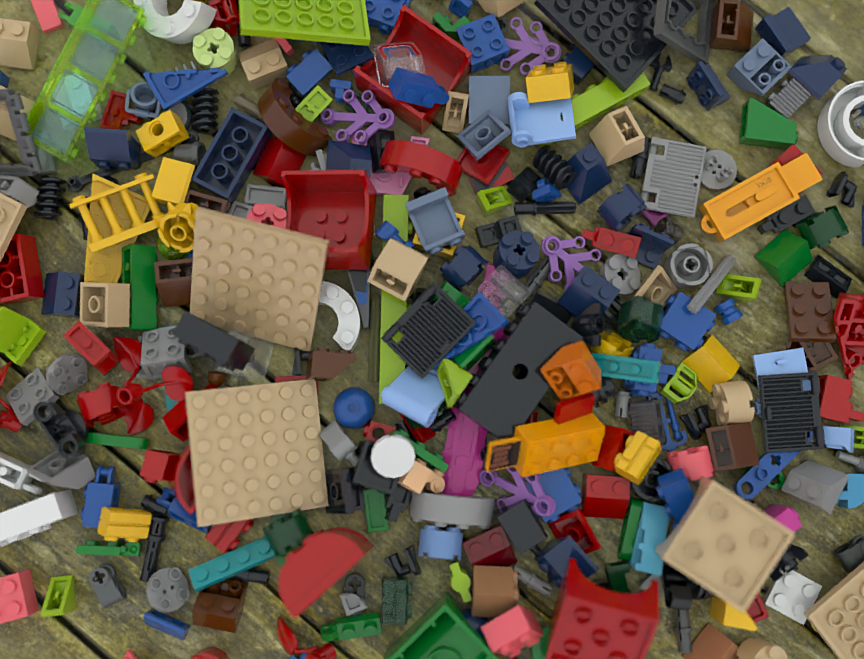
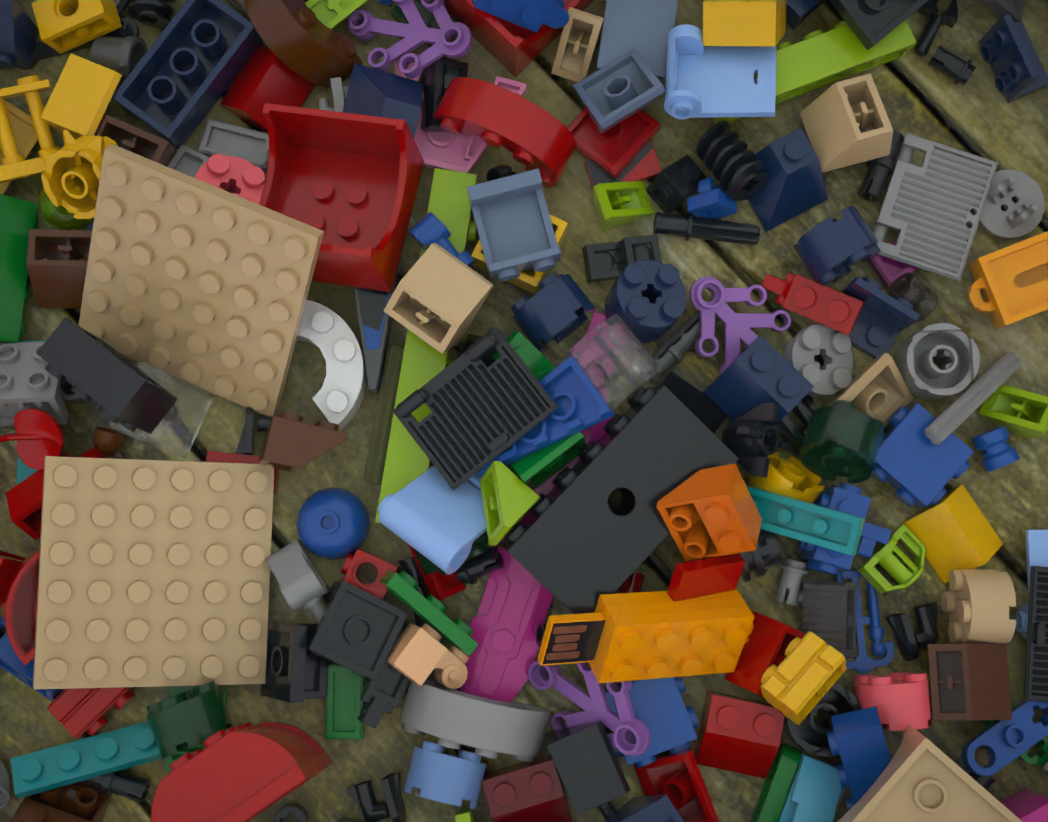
camera: 10 degrees right, 0 degrees up
(393, 456) = (383, 615): white tile -> none

